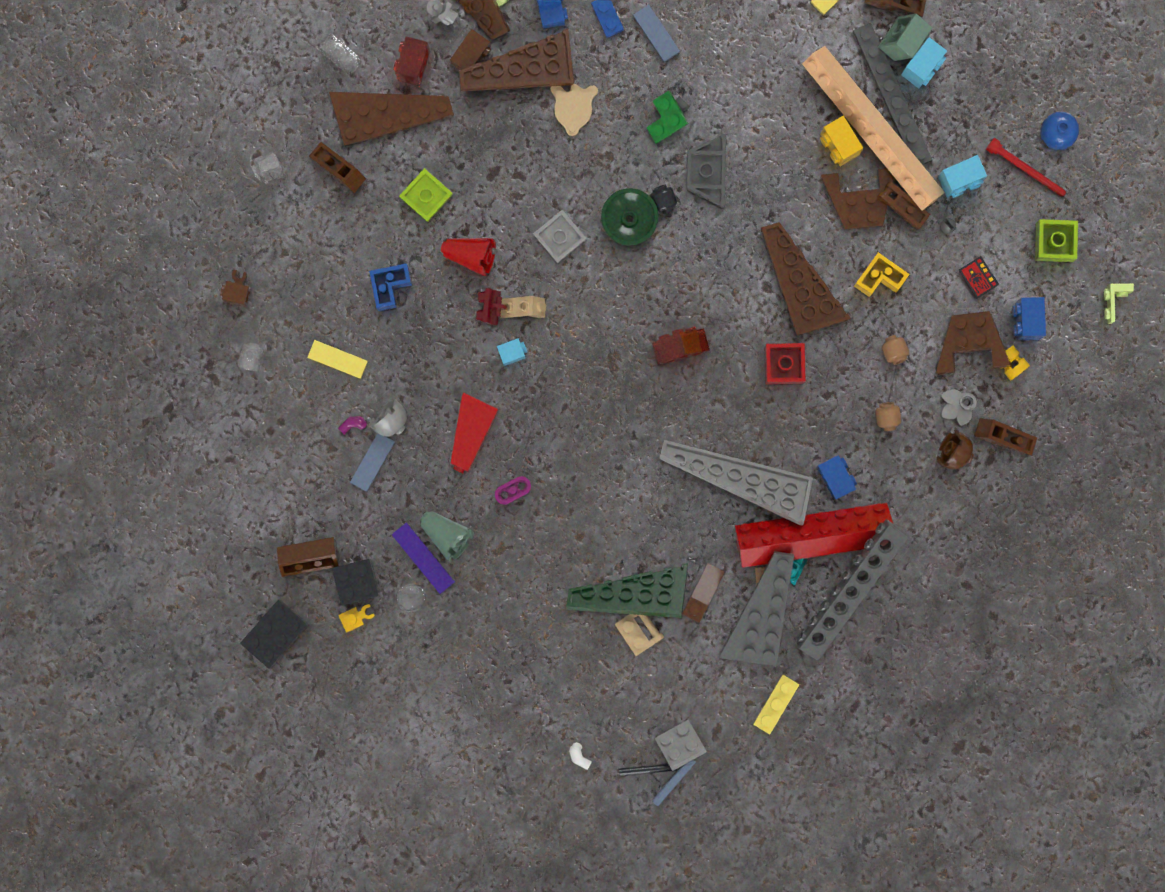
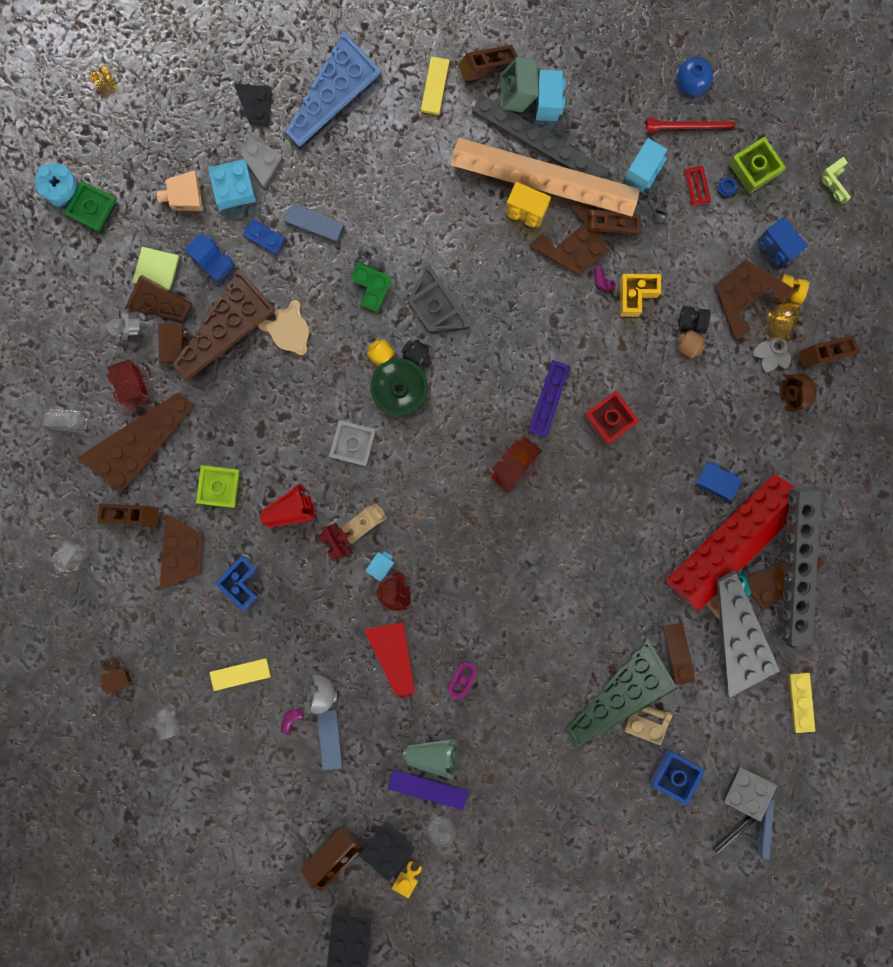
camera: 40 degrees left, 0 degrees up
(358, 227) = (180, 552): none -> reddish brown wing
(507, 380) = (393, 592): none -> clear red cylinder
(576, 756) = (673, 864): white arm -> none
(630, 689) = (677, 777): none -> blue brick
(634, 177) = (380, 352): none -> yellow head
(746, 313) = (549, 399): none -> dark purple tile
(765, 486) = (666, 530): light grey wing -> none
(803, 290) = (583, 348): reddish brown wing -> none
(816, 588) = (769, 584): none -> reddish brown wing
(859, 249) = (601, 282): none -> magenta arm
(888, 416) = (724, 402): medium nougat head -> none
(917, 336) = (700, 322): none -> black wheel
(978, 277) = (714, 238): piece -> none
(986, 384) = (784, 320): none -> clear yellow cylinder
(990, 238) = (700, 201): none -> red tile
(1020, 241) = (727, 186): none -> blue plate

